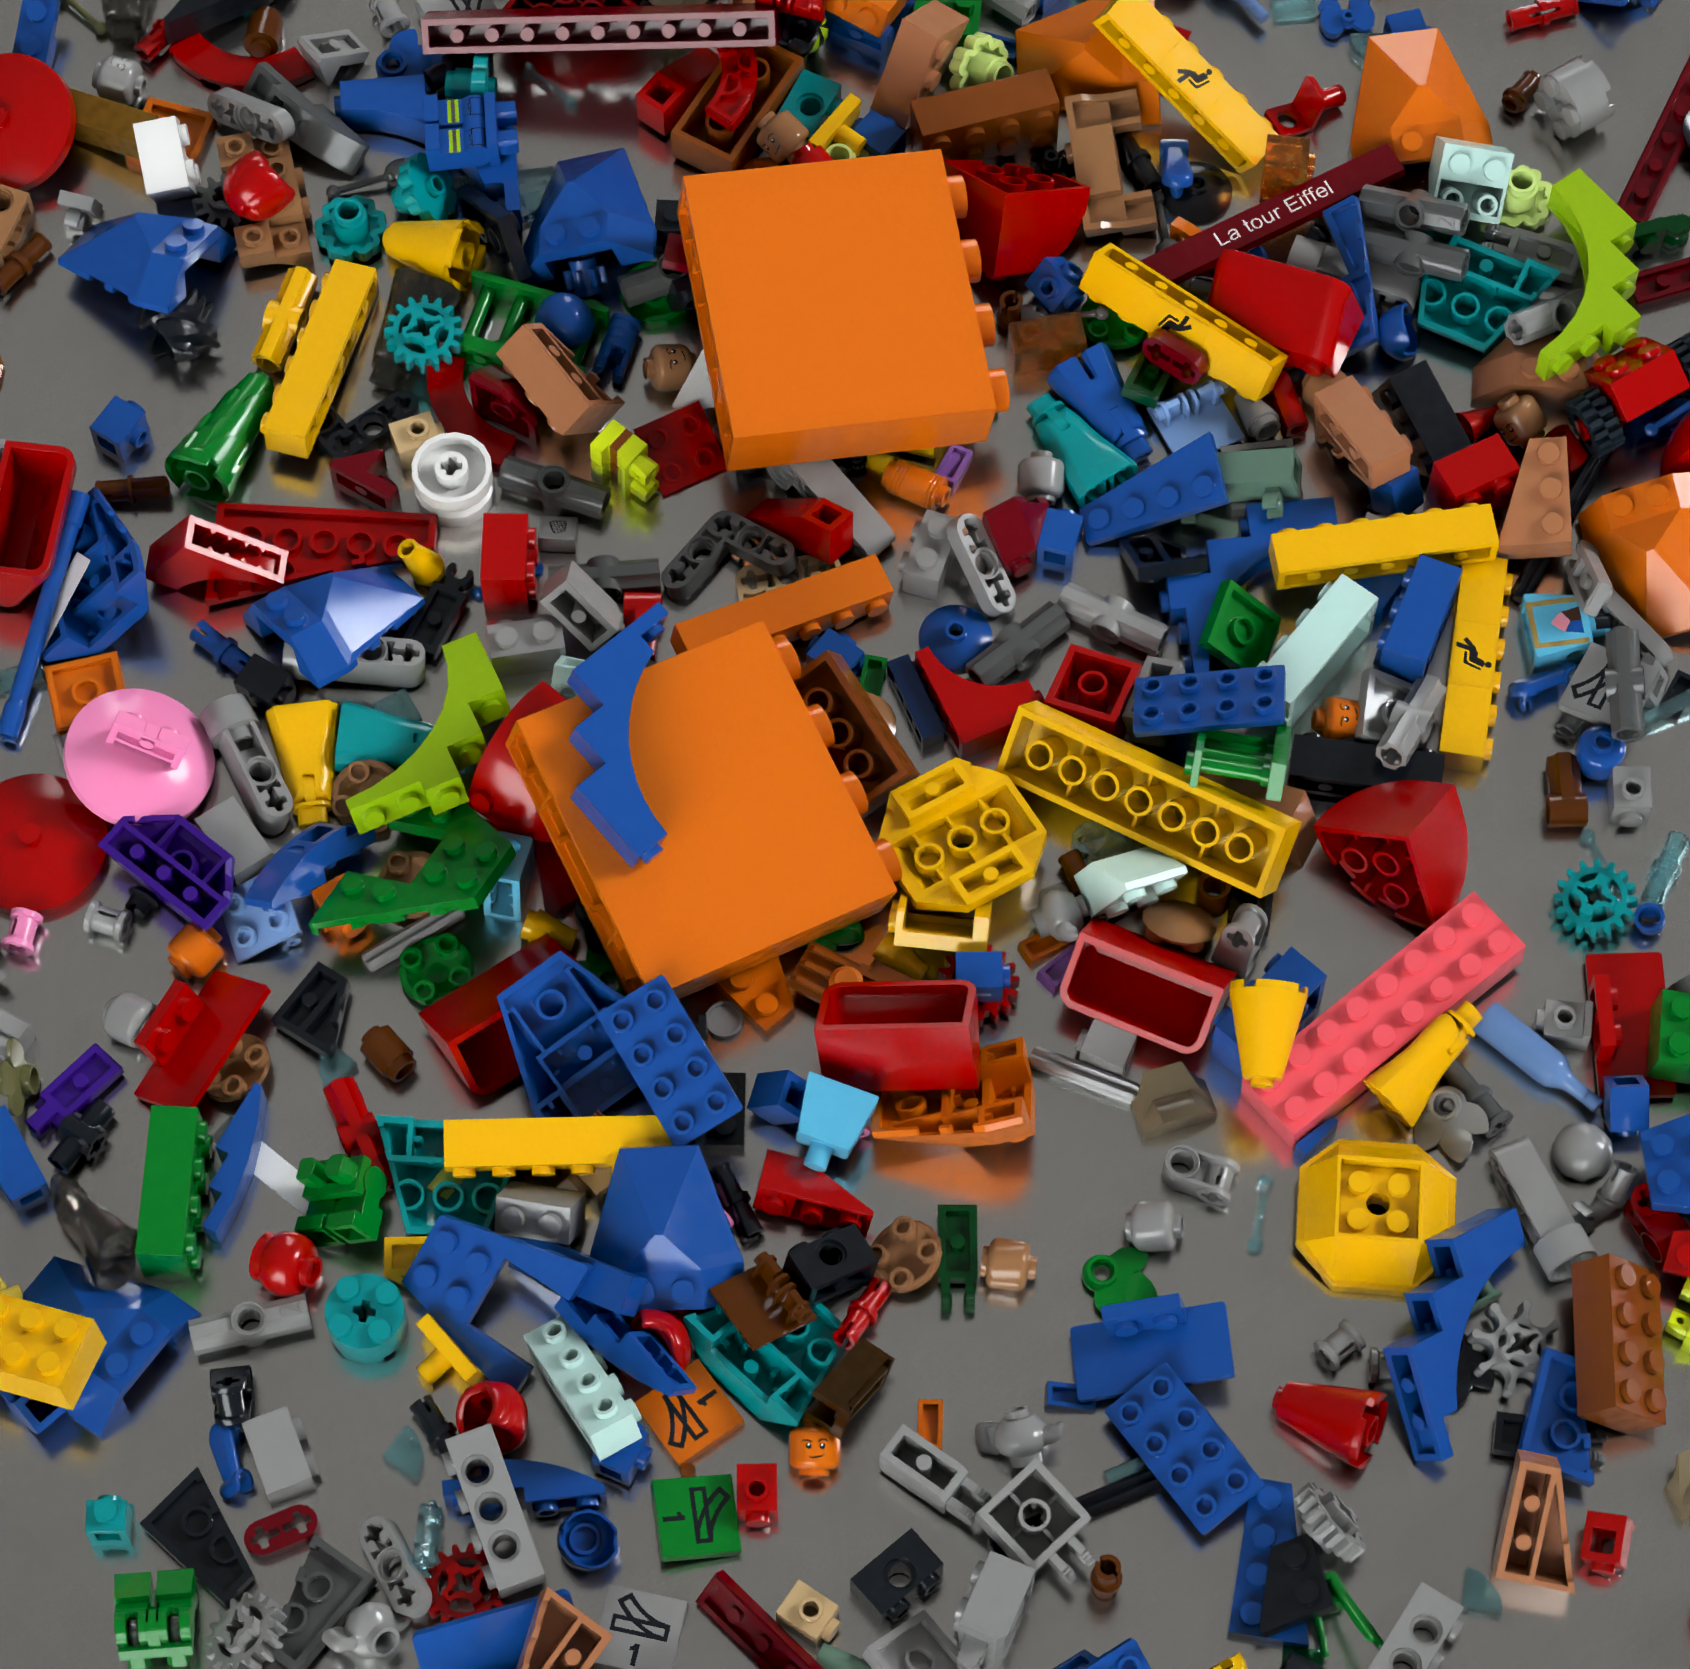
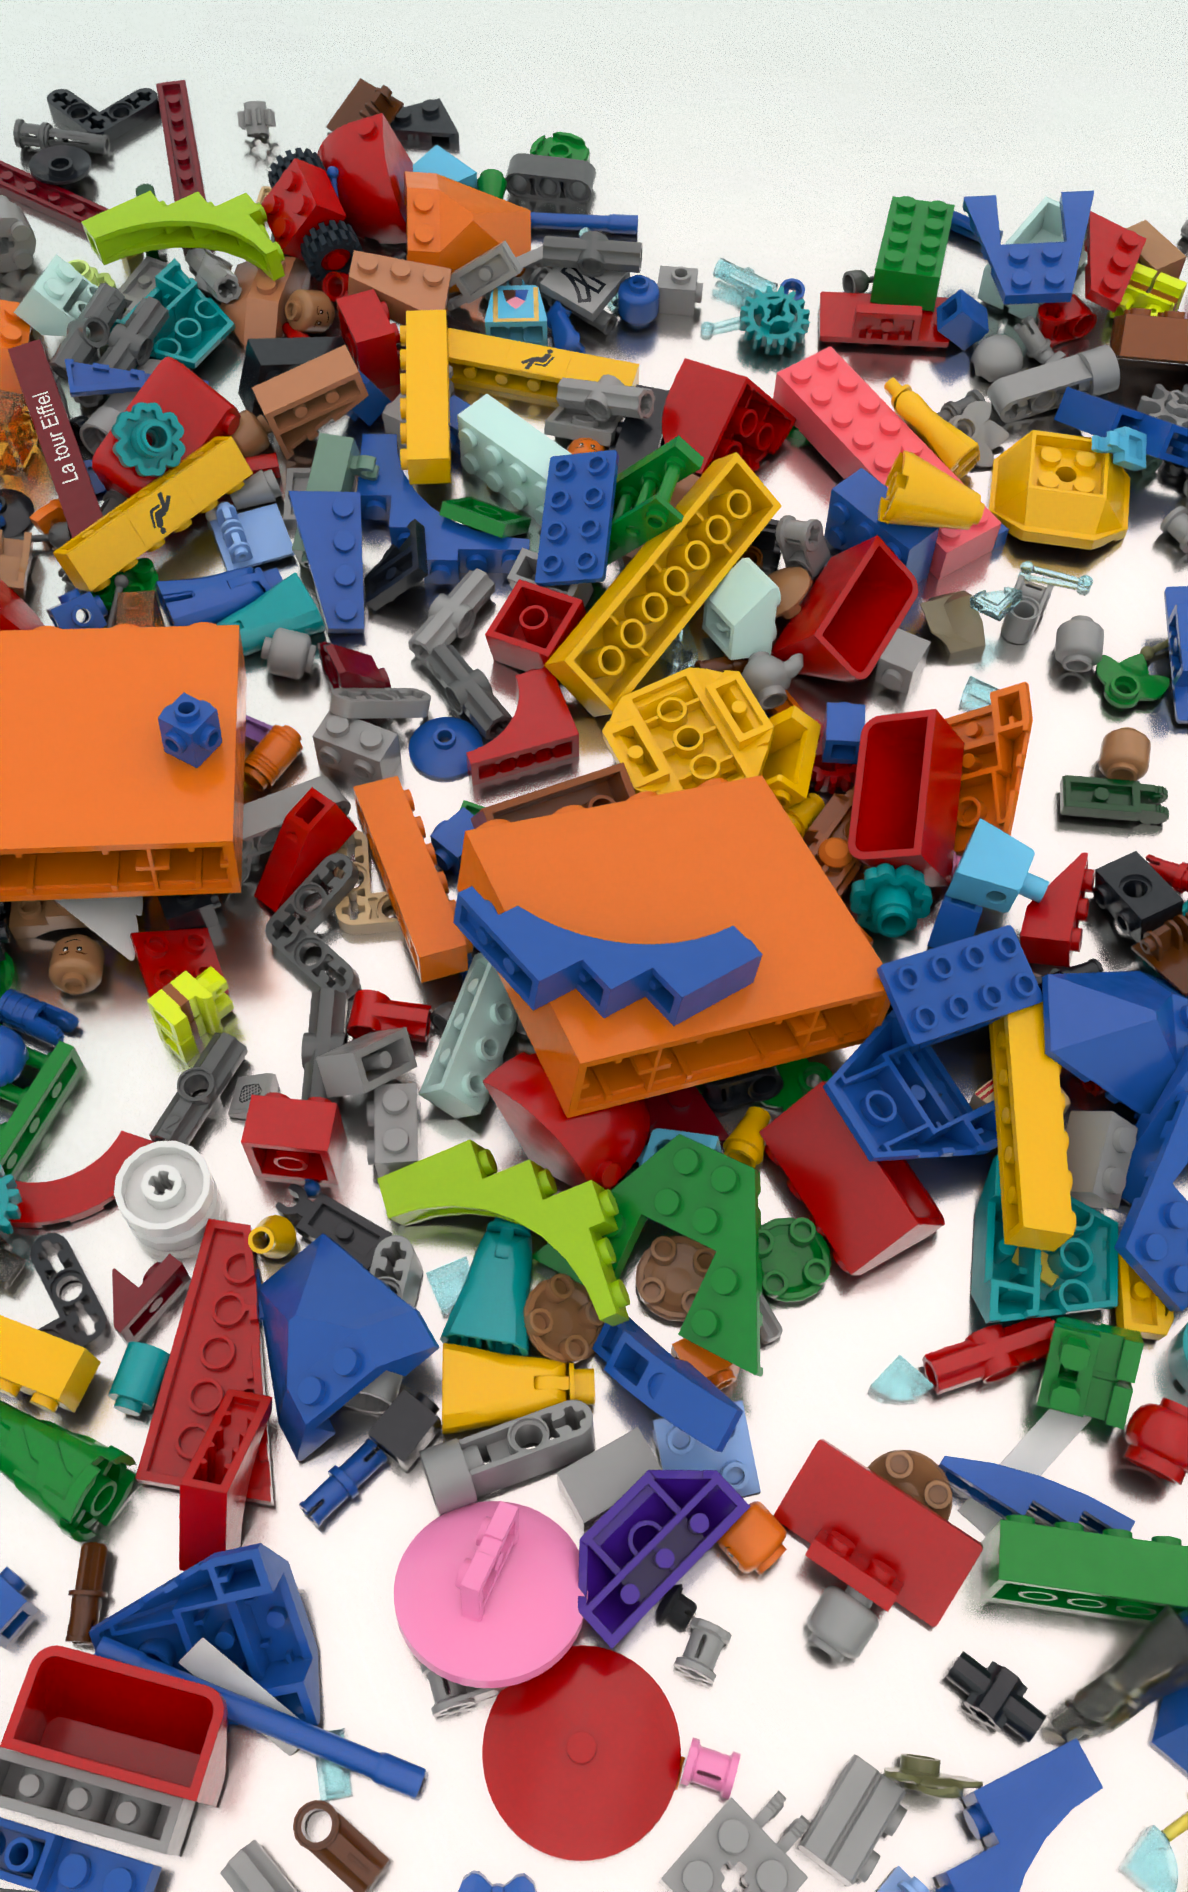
camera: 85 degrees left, 5 degrees down
(74, 1089) = (933, 1704): dark purple hinge -> none
(79, 682) = (369, 1672): orange tile -> none
(298, 489) = (138, 1378): none -> teal brick
(316, 1010) = (836, 1394): black wing -> none
(388, 1053) = (892, 1315): reddish brown brick -> none
(410, 434) = (102, 1237): tan brick -> none
(503, 402) = (79, 1131): dark red slope -> none
(555, 383) = (76, 1064): nougat wedge -> none
(792, 1034) = (890, 899): none -> teal plant
(839, 380) = (190, 729): none -> blue brick
(907, 1254) = (1113, 833): medium nougat dish -> none
(915, 701) = (513, 781): dark blue piece -> none
(1053, 972) = (810, 695): medium lavender piece -> none
(1059, 538) = (360, 637): blue brick -> none
(1081, 1139) = (977, 692): none -> clear light blue piece
(1083, 1074) = (926, 678): light grey axle -> none
(1145, 382) = (194, 553): dark green hinge -> none
(1175, 356) = (190, 522): dark red beam -> none
(1182, 1130) = (996, 603): none -> clear light blue tile
(1247, 291) = (132, 444): none -> teal plant
(1398, 333) = (207, 369): blue hair -> none
(1413, 1261) = (1126, 446): none -> medium azure plate
(1417, 619) = (511, 379): blue brick -> none
(1532, 1054) = (919, 369): medium blue piece -> none
(1562, 1035) = (884, 352): light grey brick -> none
(1565, 801) = (678, 330): reddish brown piece -> none

